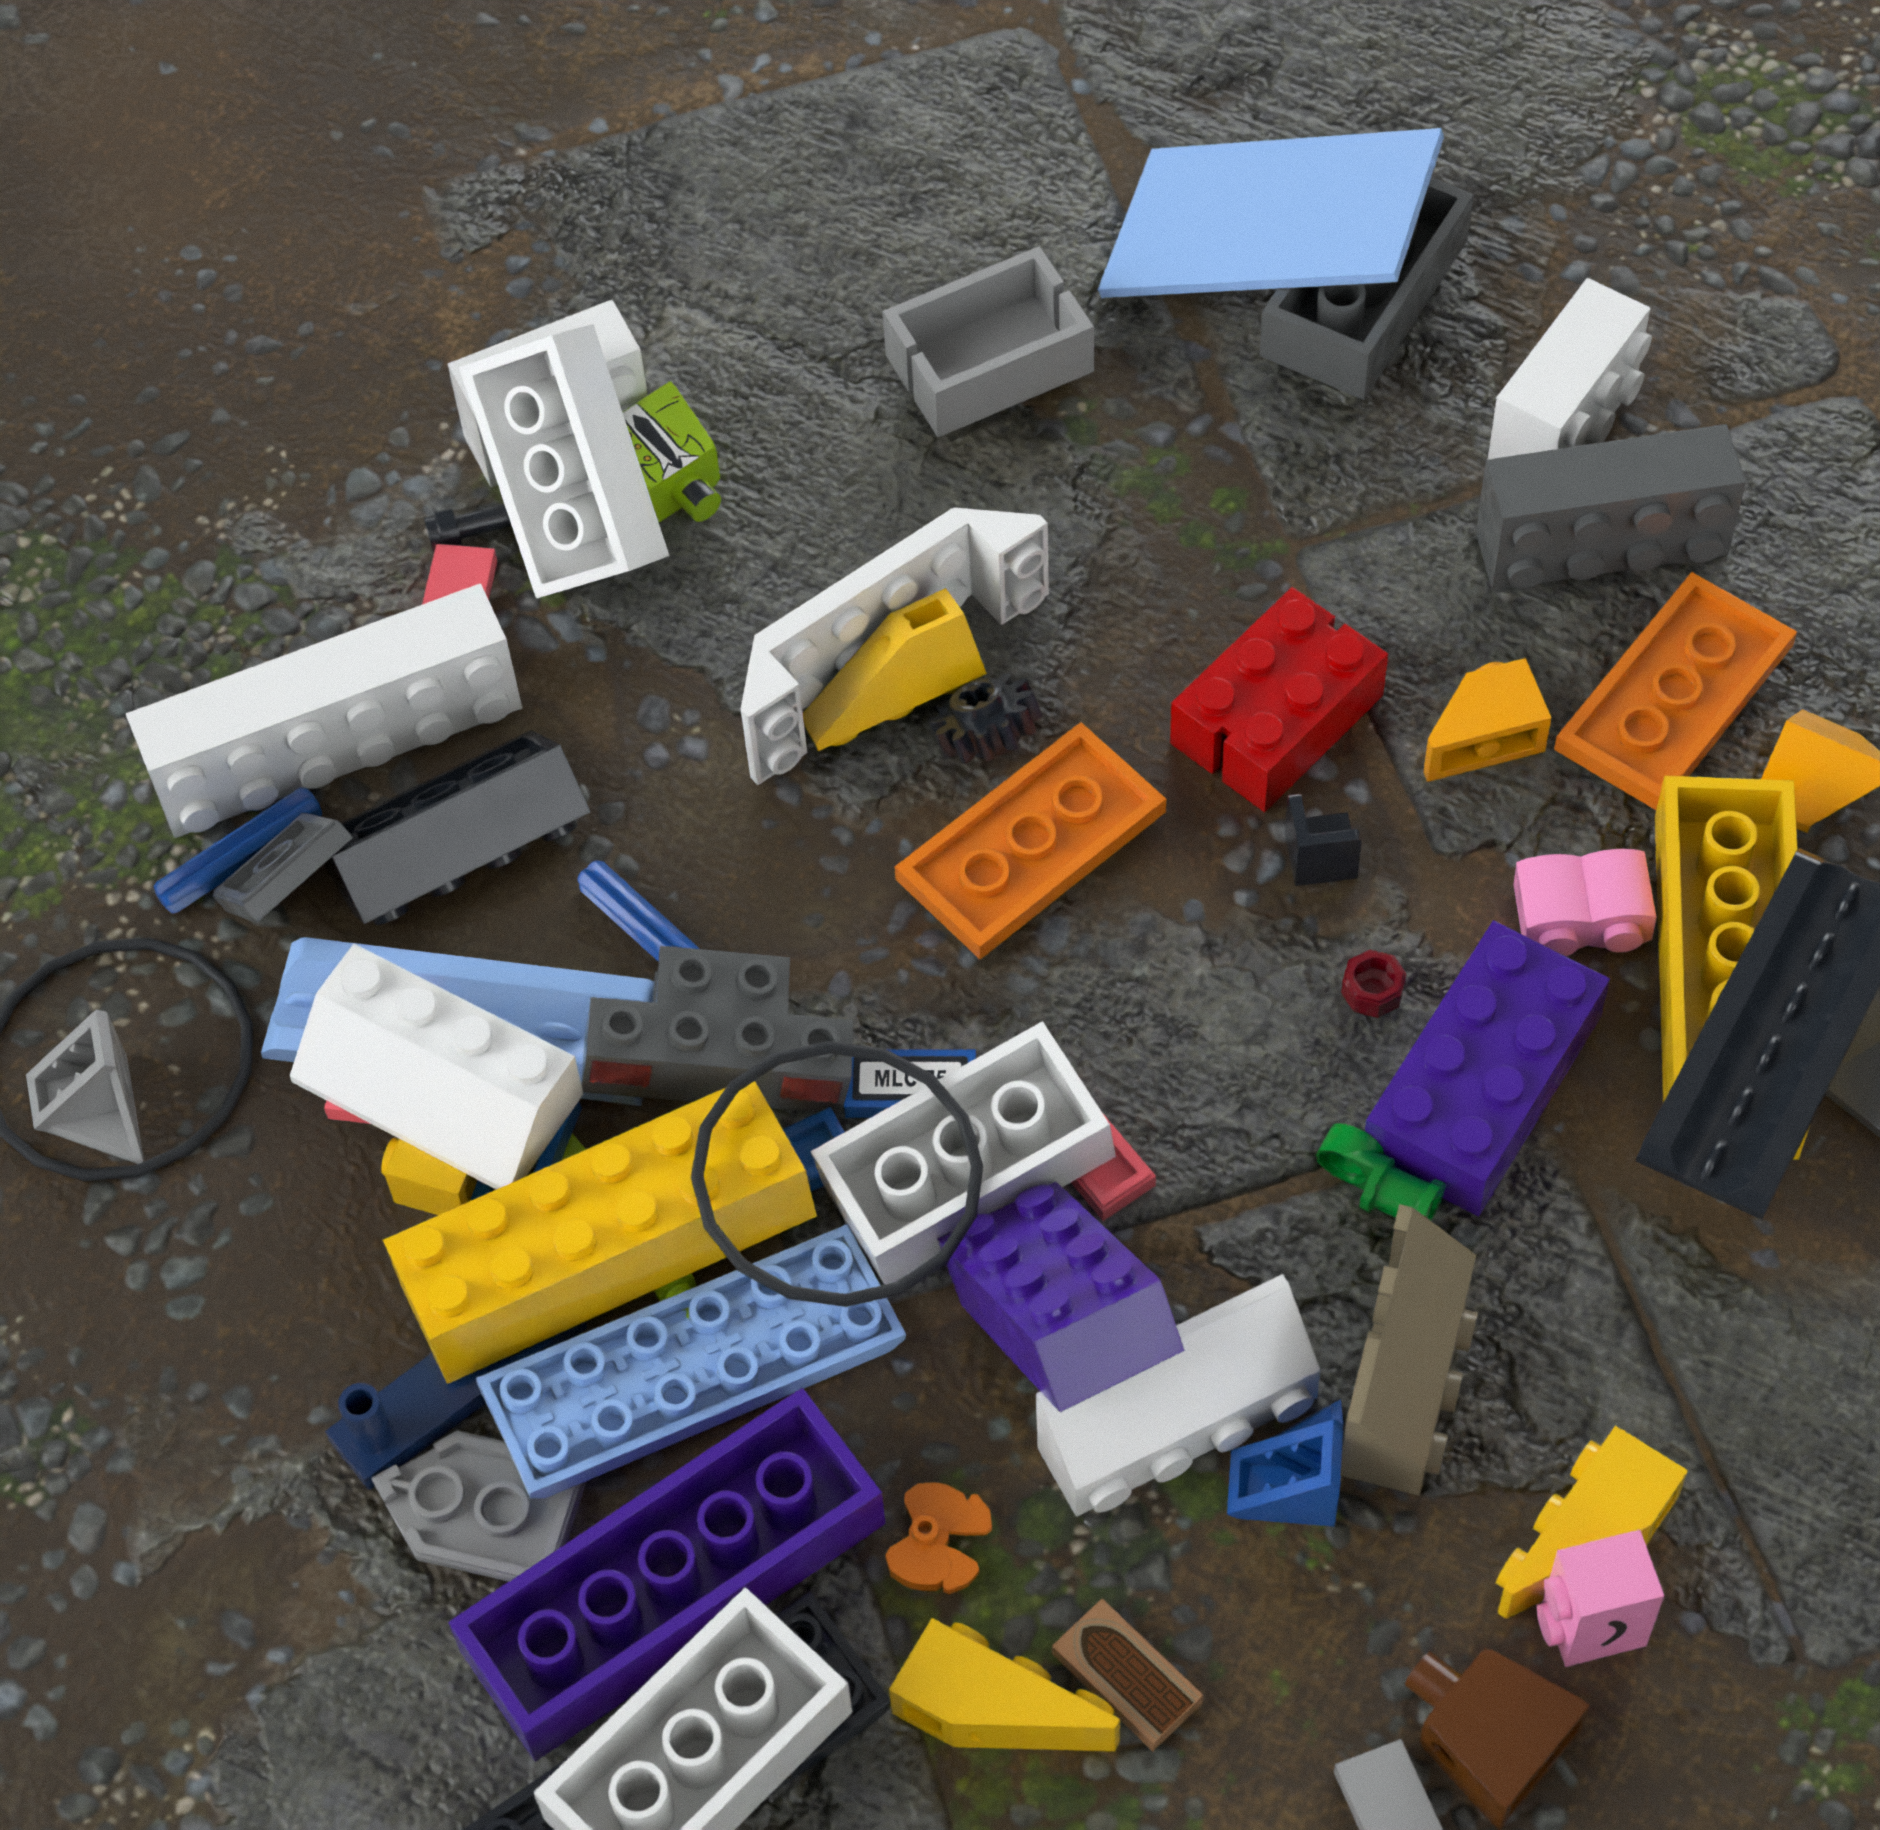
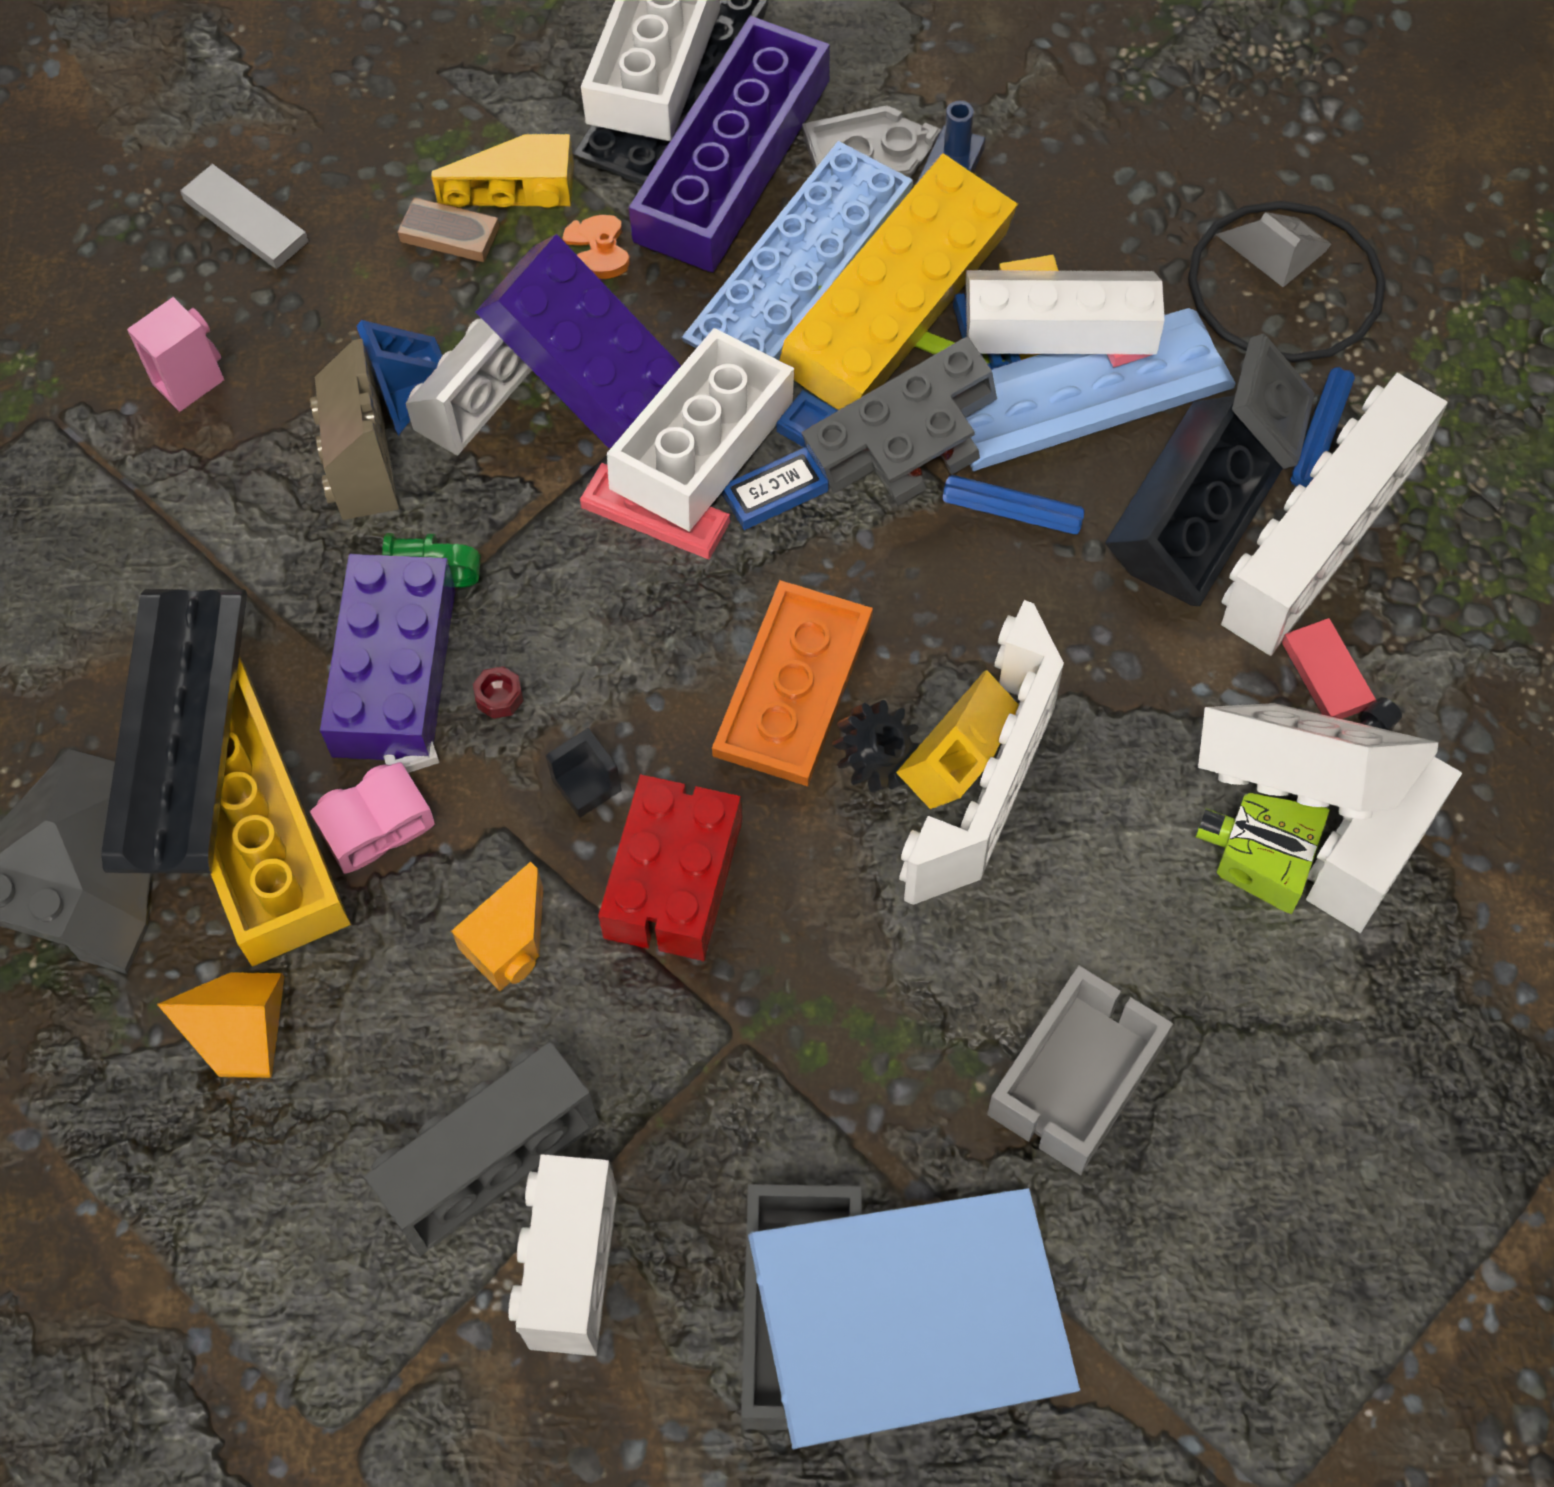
camera: 150 degrees right, 5 degrees up
(820, 1296) = (790, 422): black piece -> none
(1494, 1727) = (221, 281): reddish brown torso -> none
(1616, 1492) = (198, 418): yellow slope -> none
(1675, 689) = (371, 1034): orange plate -> none

